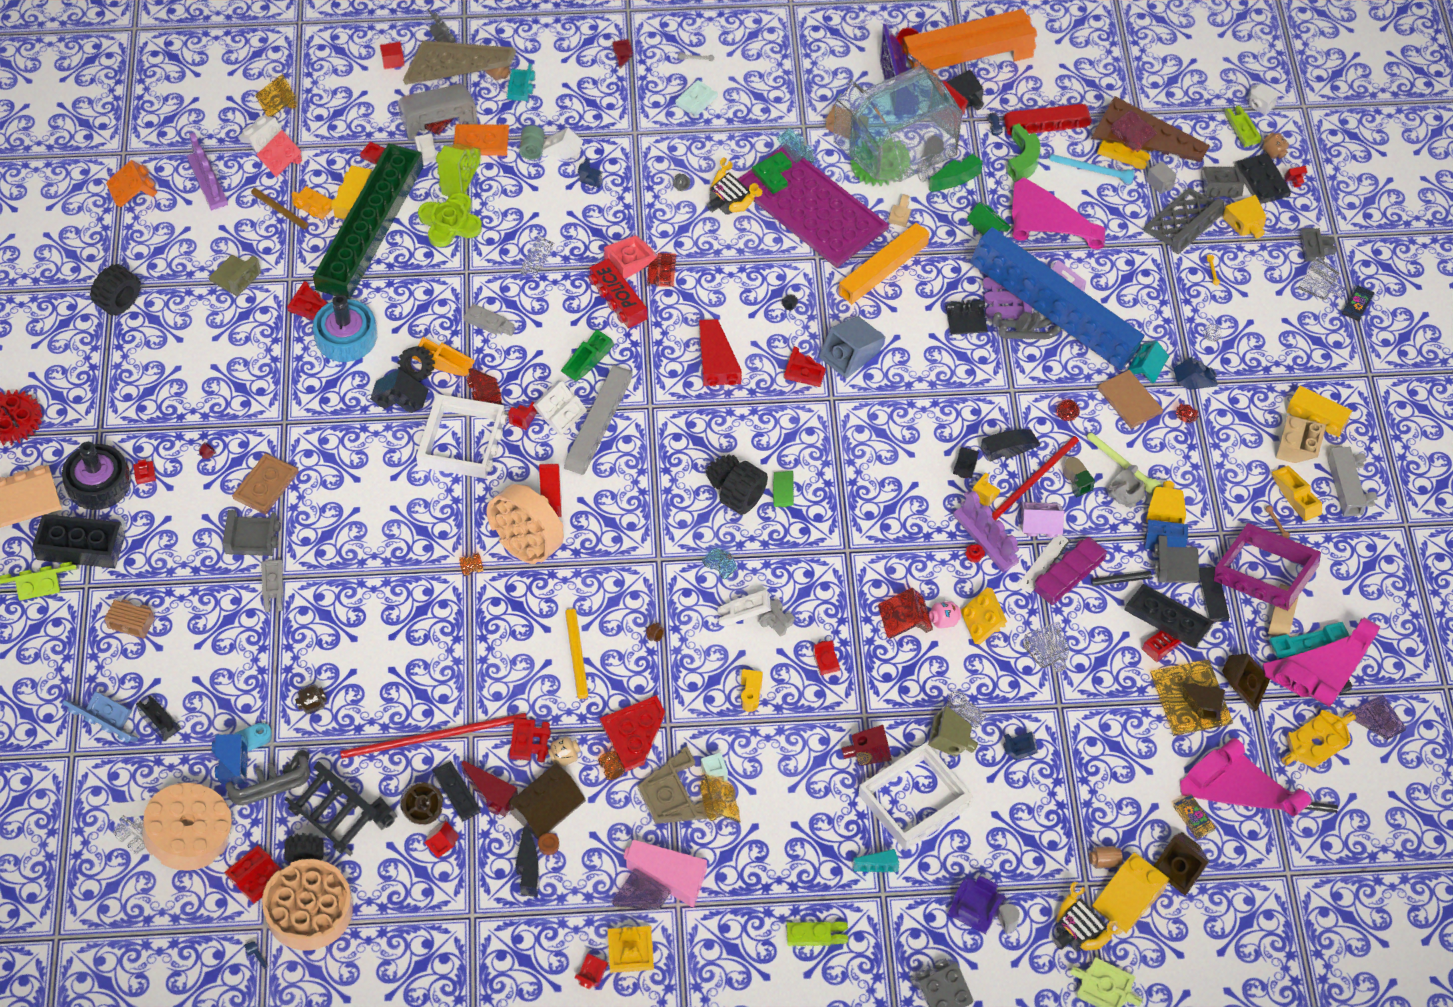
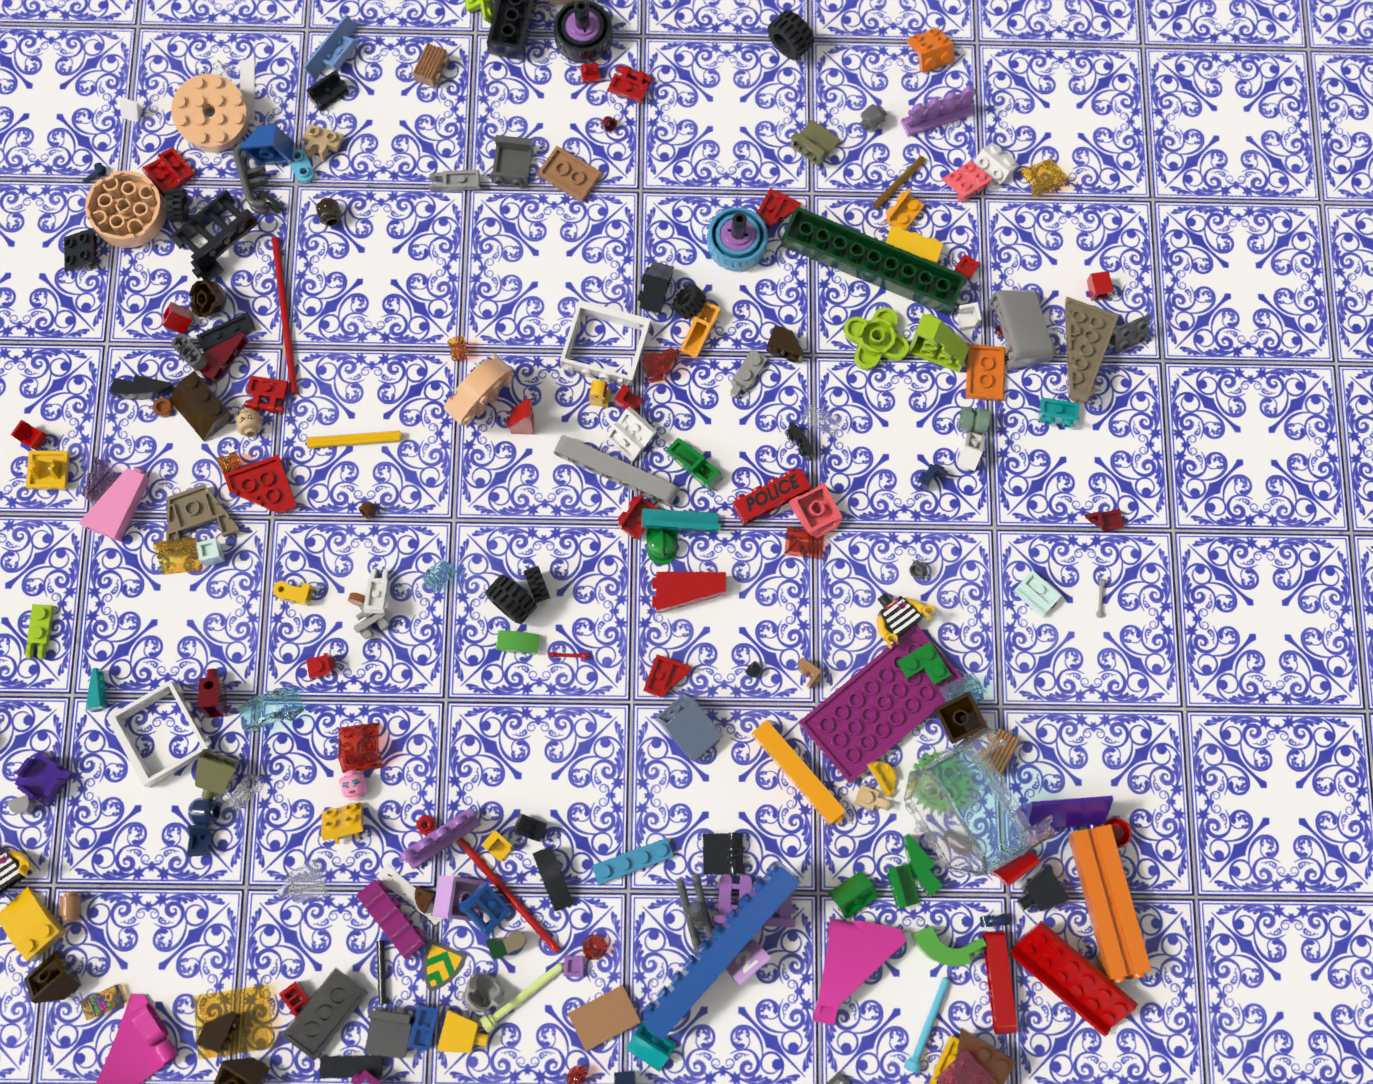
camera: 90 degrees right, 20 degrees up
(165, 434) = (627, 87): none -> red plate
(174, 923) = (130, 110): none -> white slope
(208, 227) = (873, 117): none -> dark grey head
(220, 718) = (321, 140): none -> tan plate
(357, 953) = (80, 250): none -> black hinge
(458, 289) = (784, 344): none -> dark brown slope
(490, 798) = (183, 350): none -> dark grey beam
(518, 433) = (599, 394): none -> yellow leg
(554, 275) = (797, 437): none -> black slope
(646, 398) = (631, 520): none -> red bracket
(649, 361) = (680, 520): none -> teal fence
(669, 381) = (661, 545): none -> green piece
(753, 630) = (356, 599): none -> dark orange tile
(787, 257) = (809, 669): none -> medium nougat bracket
(790, 435) = (585, 655): none -> red hinge
(821, 139) = (960, 717): none -> dark brown slope
(877, 202) = (884, 775): none -> yellow plate
(884, 713) = (287, 705): none -> clear light blue piece
(976, 189) = (902, 886): none -> green panel
(984, 386) = (632, 861): none -> dark azure plate
(990, 744) = (204, 811): none -> dark blue head
(1035, 67) = (1072, 978): none -> red bracket
(1044, 488) = (490, 903): none -> blue plate
(1046, 549) = (423, 899): none -> reddish brown tile
(1087, 425) = (574, 966): none -> medium lavender tile
(1106, 531) = (441, 964): none -> sticker

